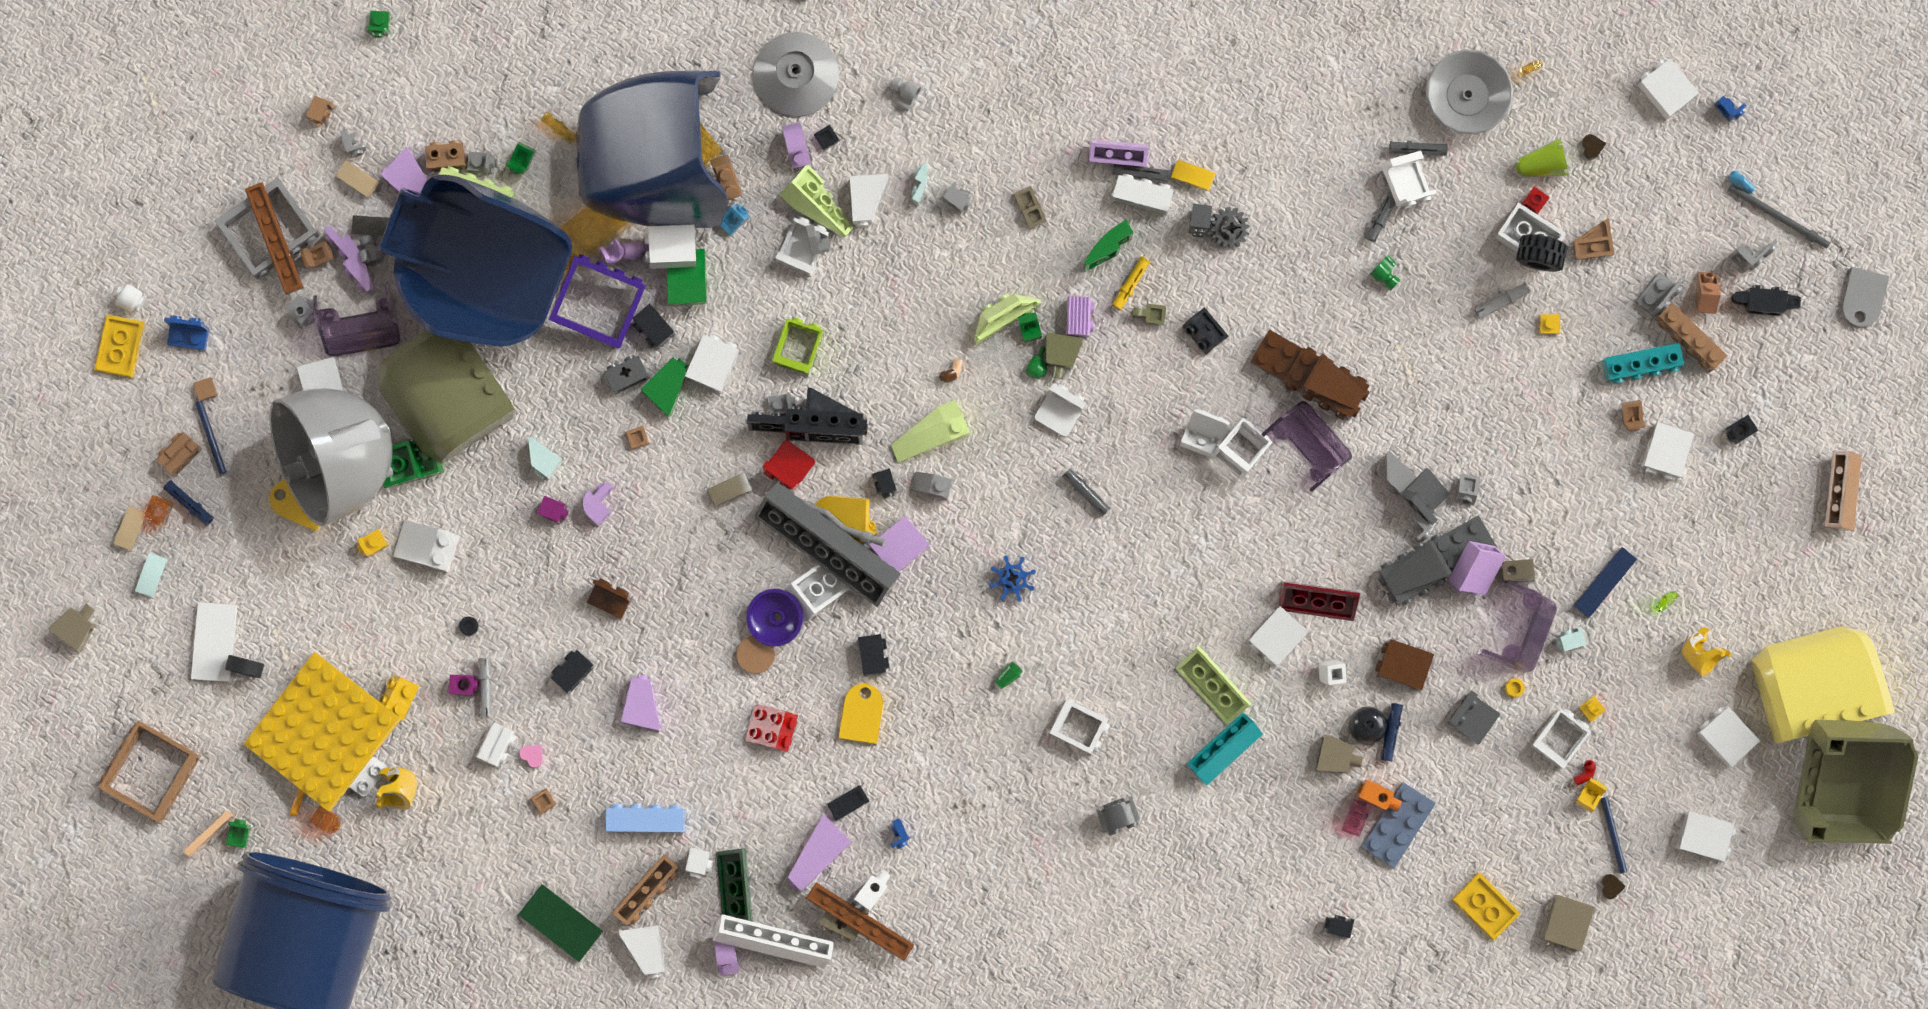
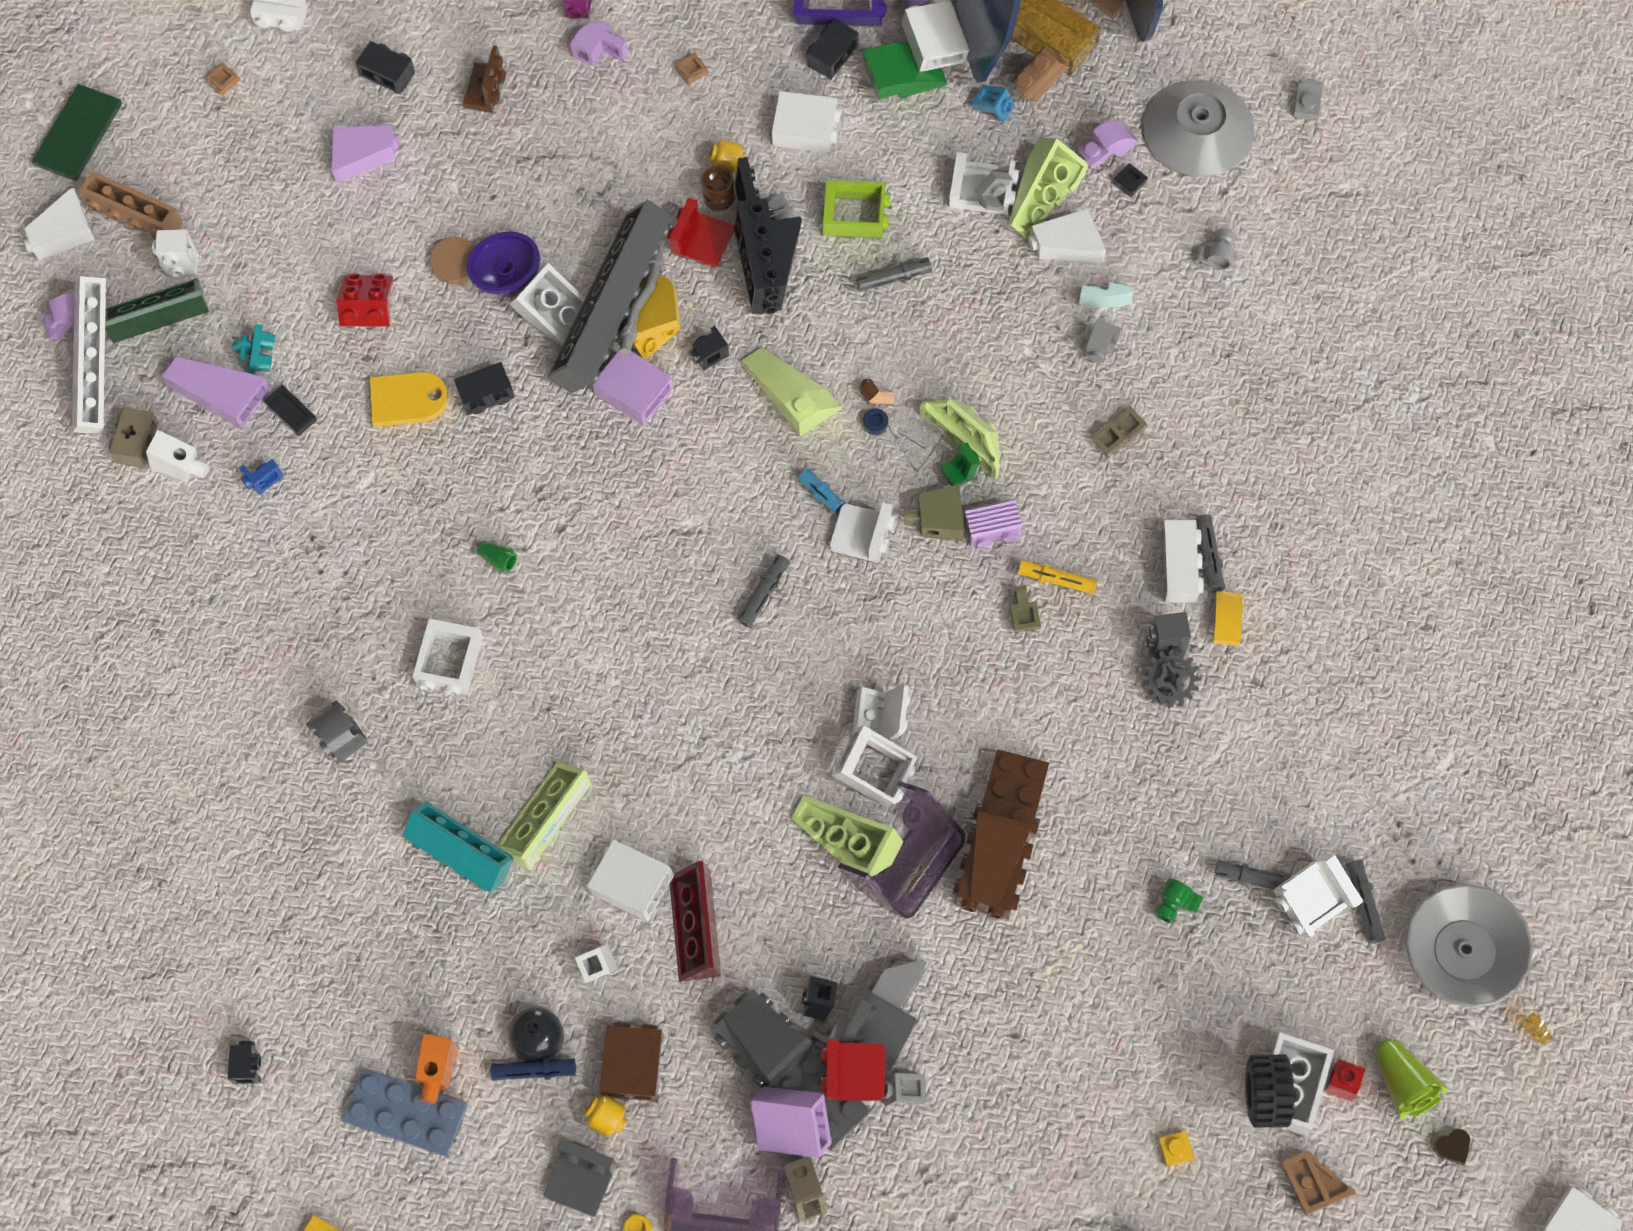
camera: 80 degrees right, 15 degrees down
(532, 754) = (275, 53): bright pink tile -> none
(621, 383) = (764, 35): dark grey brick -> none
(645, 819) = (220, 188): light blue brick -> none
(666, 386) = (761, 79): green slope -> none
(726, 430) = (726, 154): none -> yellow head
(729, 490) = (653, 179): dark tan slope -> none
(753, 443) = (718, 188): none -> reddish brown wheel
(791, 820) = (259, 340): none -> teal hips
(859, 332) = (889, 275): none -> dark grey pin
(859, 921) = (133, 452): dark orange tile -> none
(932, 485) = (721, 407): light grey slope -> none
(974, 378) = (875, 421): none -> dark blue tile
(1019, 431) = (821, 491): none -> dark azure pin
(1022, 575) = (619, 536): blue gear -> none
(1037, 366) = (909, 490): green piece -> none
(1109, 245) = (1096, 530): green slope -> none
(1118, 152) = (1225, 514): lavender brick -> none
(1205, 331) = (1023, 684): black bracket -> none
(1290, 477) = (848, 836): none -> yellowish green wedge
(1336, 756) = (482, 1000): dark tan torso -> none
(1356, 817) = (400, 1047): clear pink slope -> none
(1392, 531) = (819, 998): none -> black brick
(1436, 691) = (605, 1115): none -> yellow head
(1454, 518) = (853, 1071): none -> red bracket
(1503, 300) = (1197, 1080): light grey pin -> none

